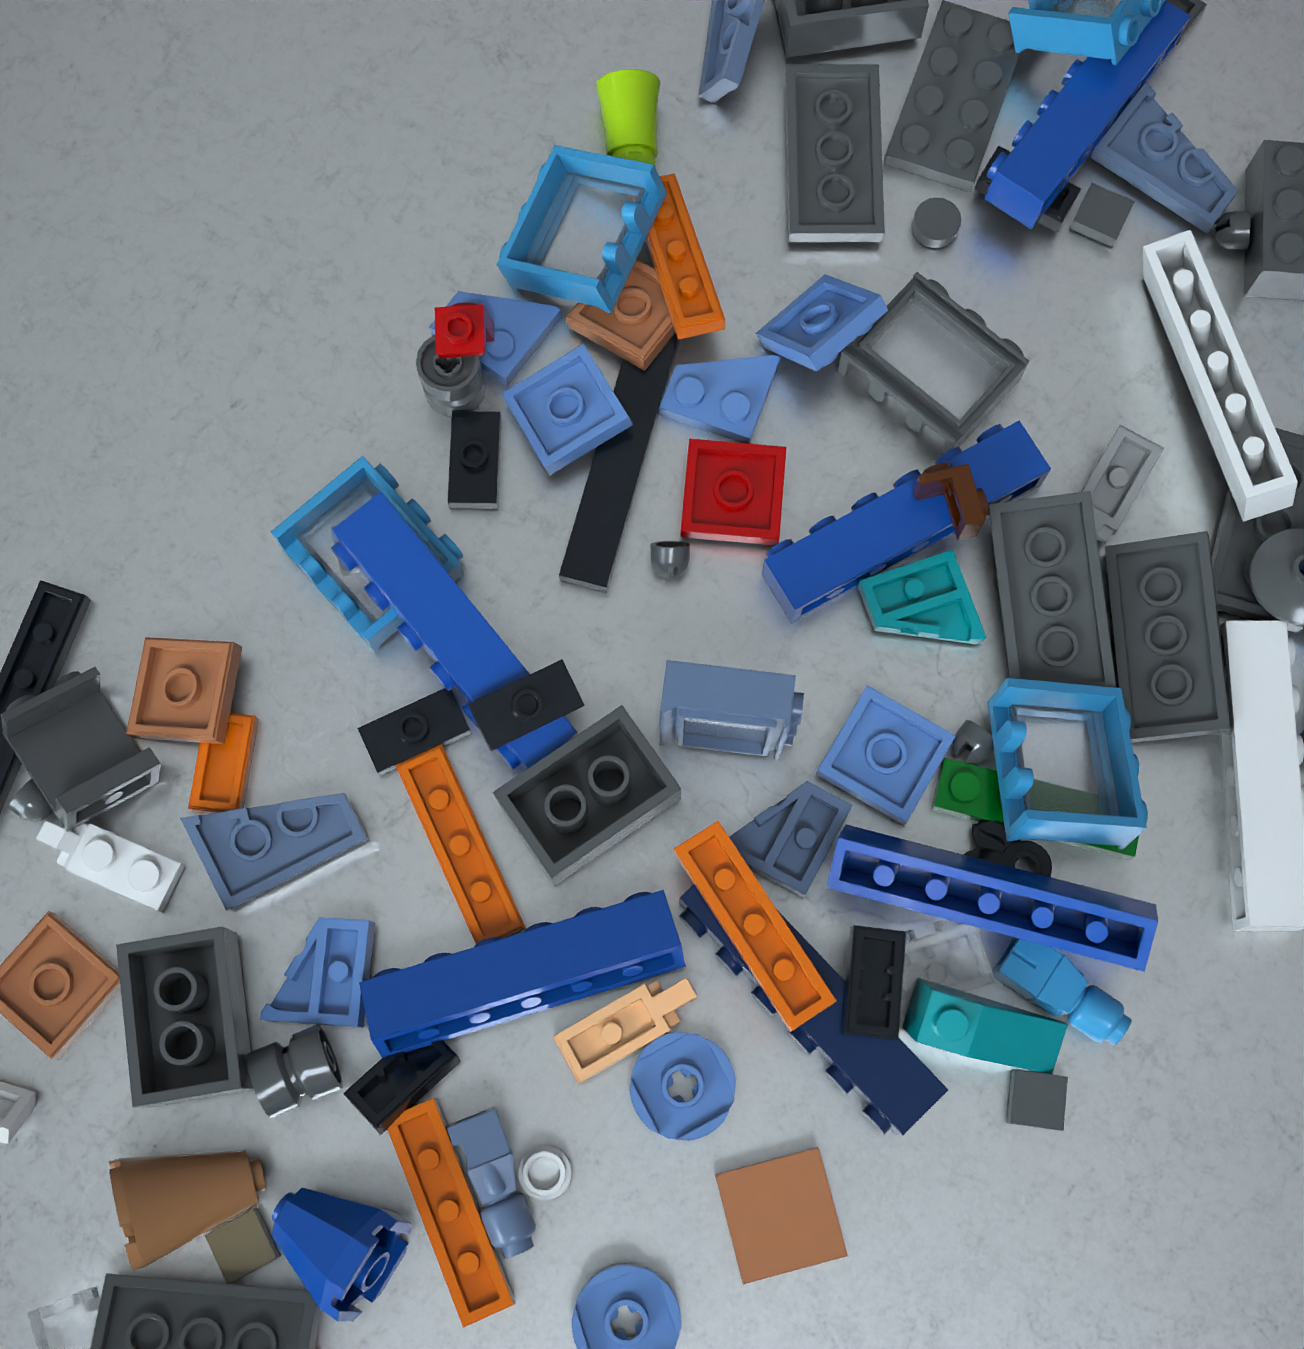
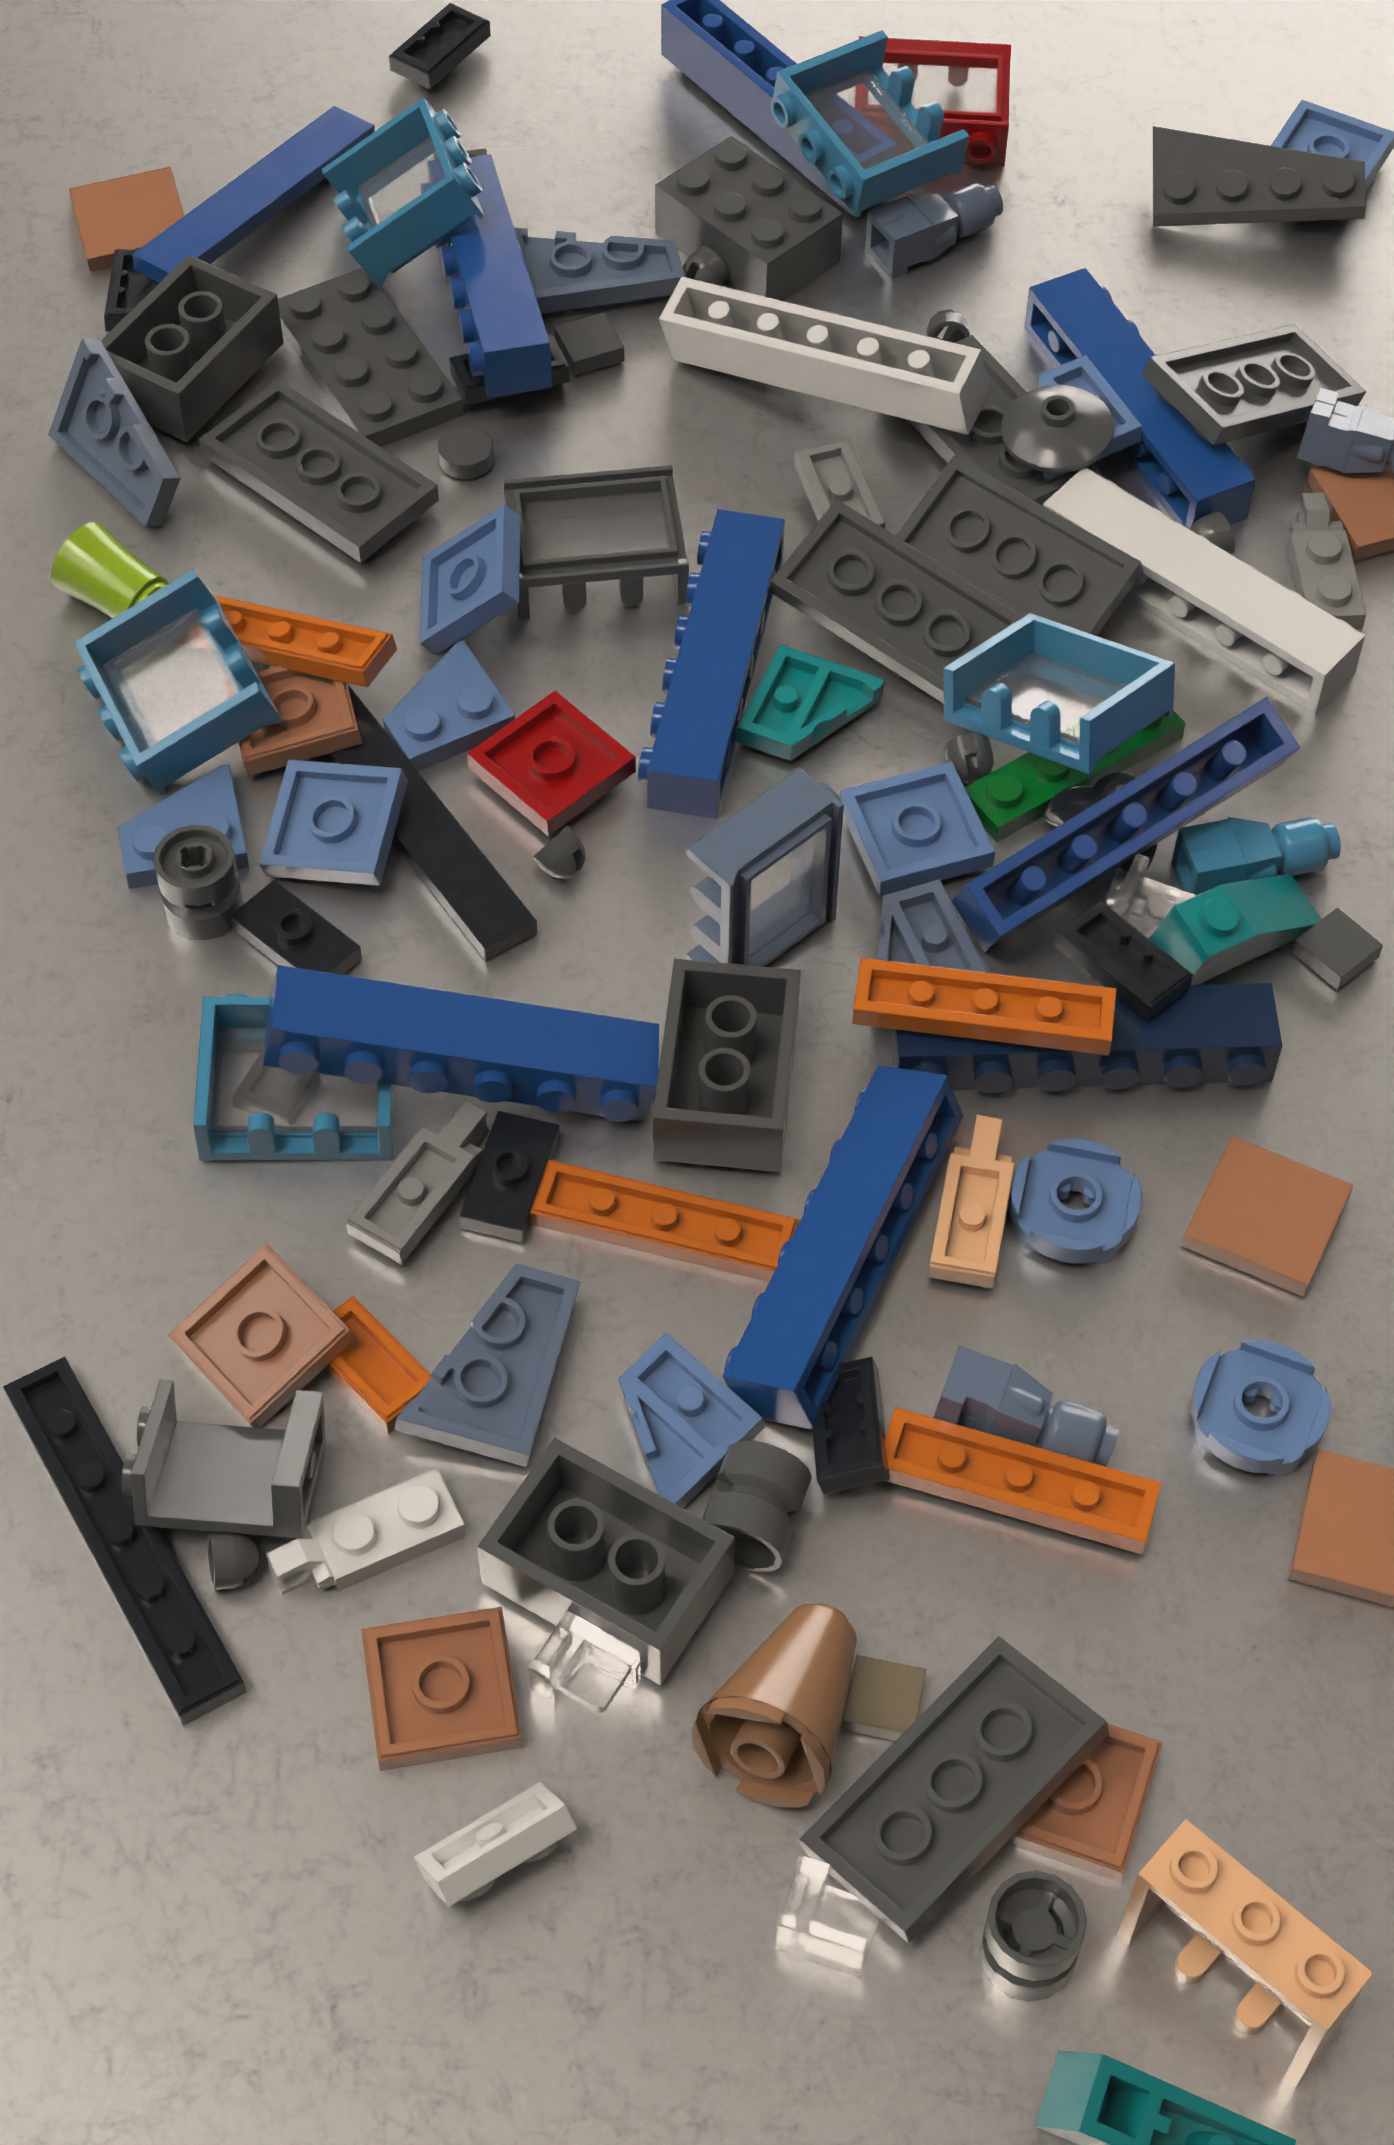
camera: 50 degrees left, 20 degrees down
(103, 1063) = (583, 1665): none -> clear panel
(339, 1248) = (964, 1588): blue cone -> none
(360, 687) = (420, 1184): none -> light grey hinge
(462, 330) = (177, 820): red bracket -> none
(526, 705) = (596, 1031): black plate -> none
(544, 1173) = (1059, 1370): white plate -> none
(964, 502) = (745, 584): reddish brown bracket -> none

